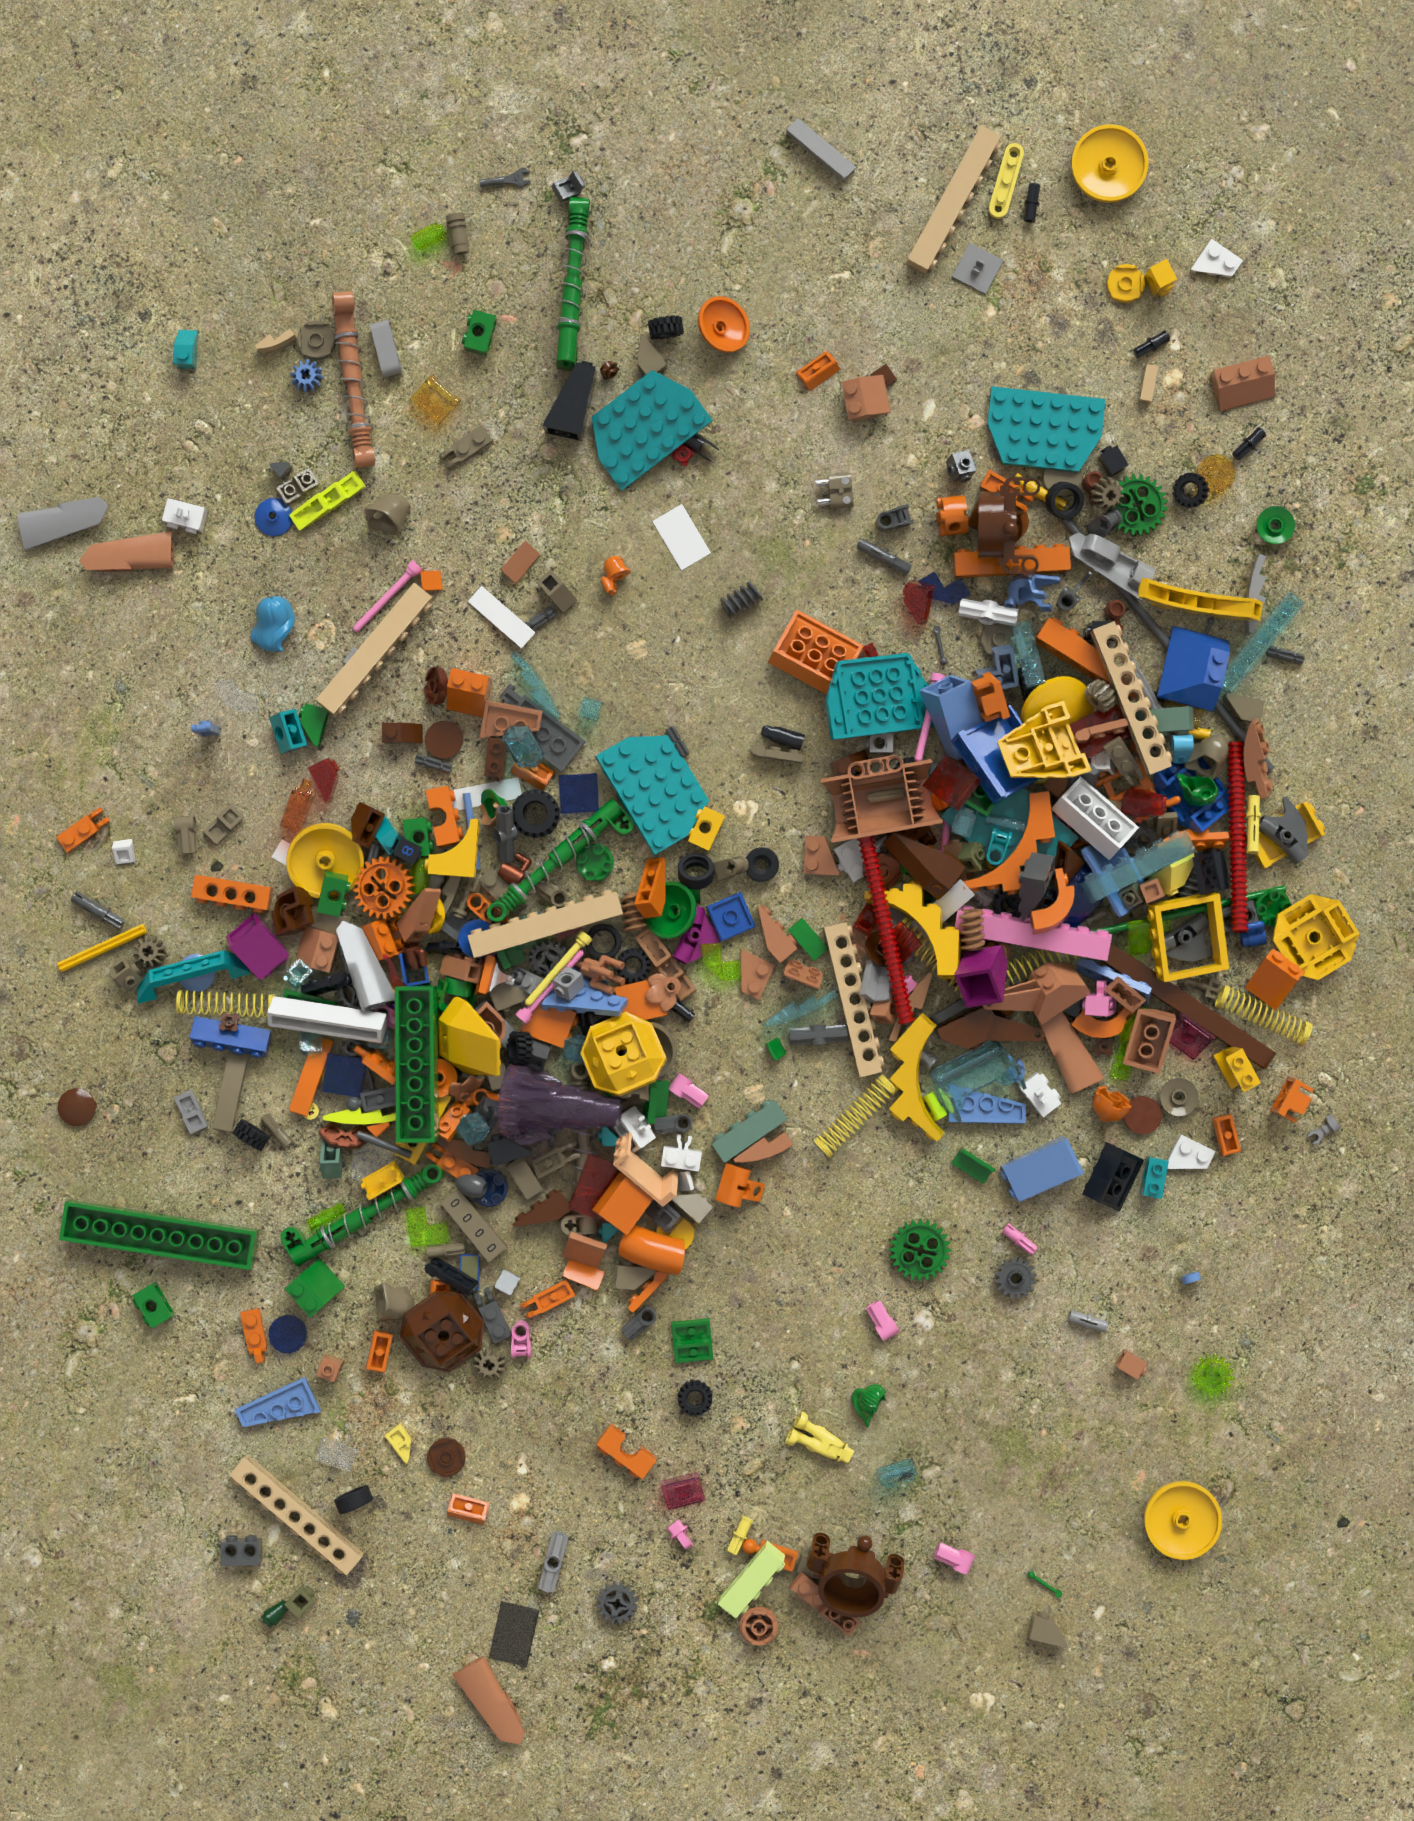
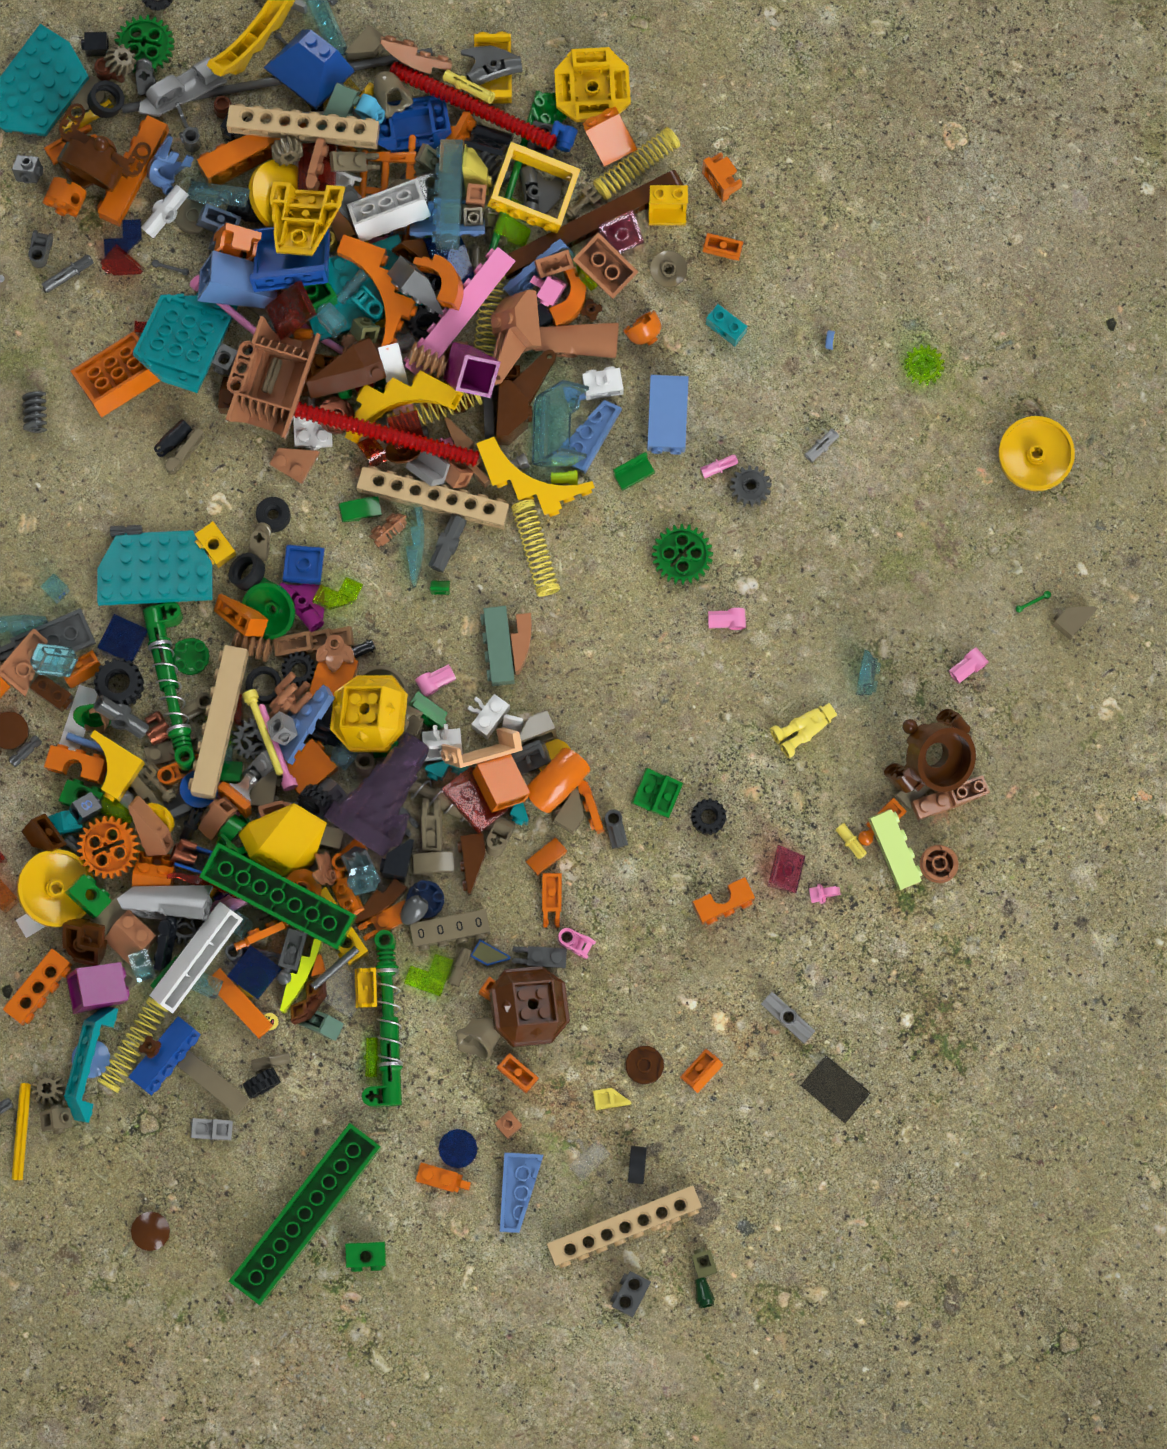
camera: 60 degrees left, 10 degrees down
(314, 1287) = (428, 1098): green slope -> none
(451, 1276) = (485, 972): black hinge -> none
(482, 1360) = (585, 986): dark tan gear -> none
(490, 1700) = (882, 1139): nougat panel -> none
(507, 1282) = (517, 928): slope -> none
(584, 1250) = (525, 842): nougat tile -> none
(610, 1600) = (846, 973): dark grey gear -> none
(671, 1124) = (456, 710): dark grey piece -> none
(737, 1186) = (541, 680): orange piece -> none
(754, 974) = (365, 571): nougat wing -> none
(776, 940) = (346, 536): nougat slope -> none
(867, 1401) = (790, 667): green hair -> none
(1113, 1176) = (707, 359): black slope -> none
(1118, 1069) = (617, 305): clear neon green slope -> none
(1131, 1364) = (878, 427): nougat brick -> none
(1143, 803) = (399, 165): clear red slope -> none
(1144, 1115) = (669, 307): copper tile -> none
(1189, 1155) = (723, 286): white wing -> none
(1198, 790) = (414, 116): green hair -> none
(1331, 1125) = (761, 156): light grey piece -> none

